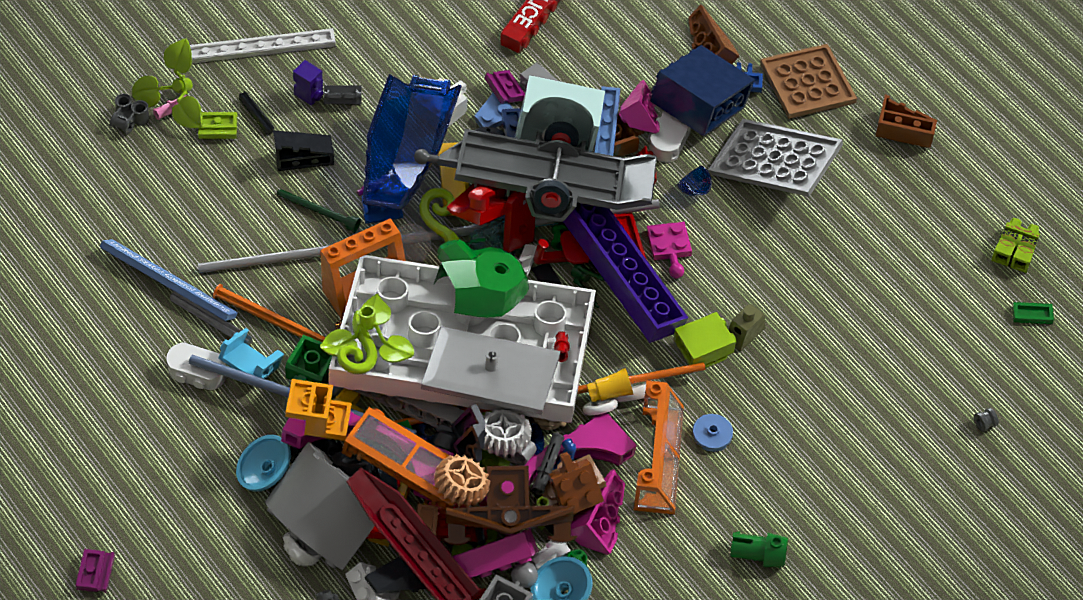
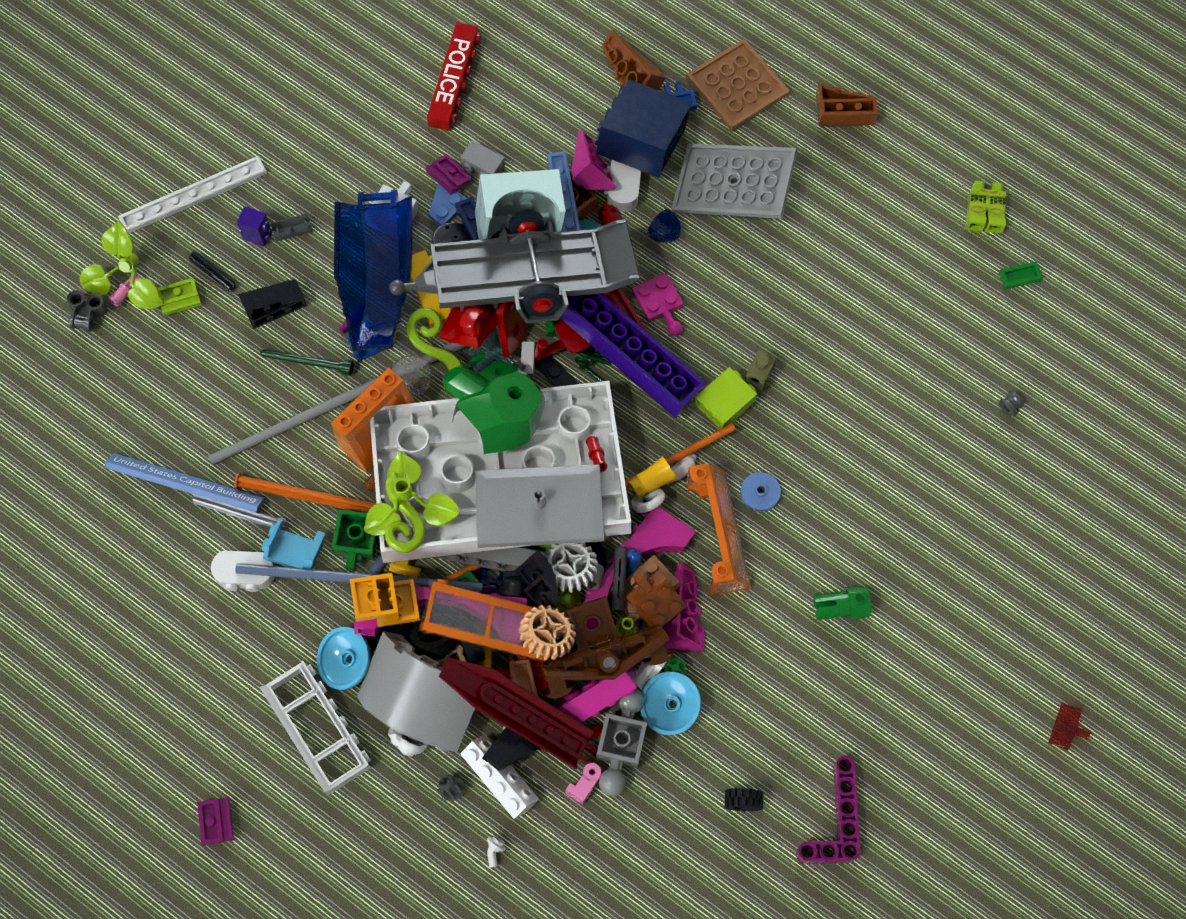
camera: 15 degrees left, 15 degrees up
(230, 567) = (329, 705): none -> white window

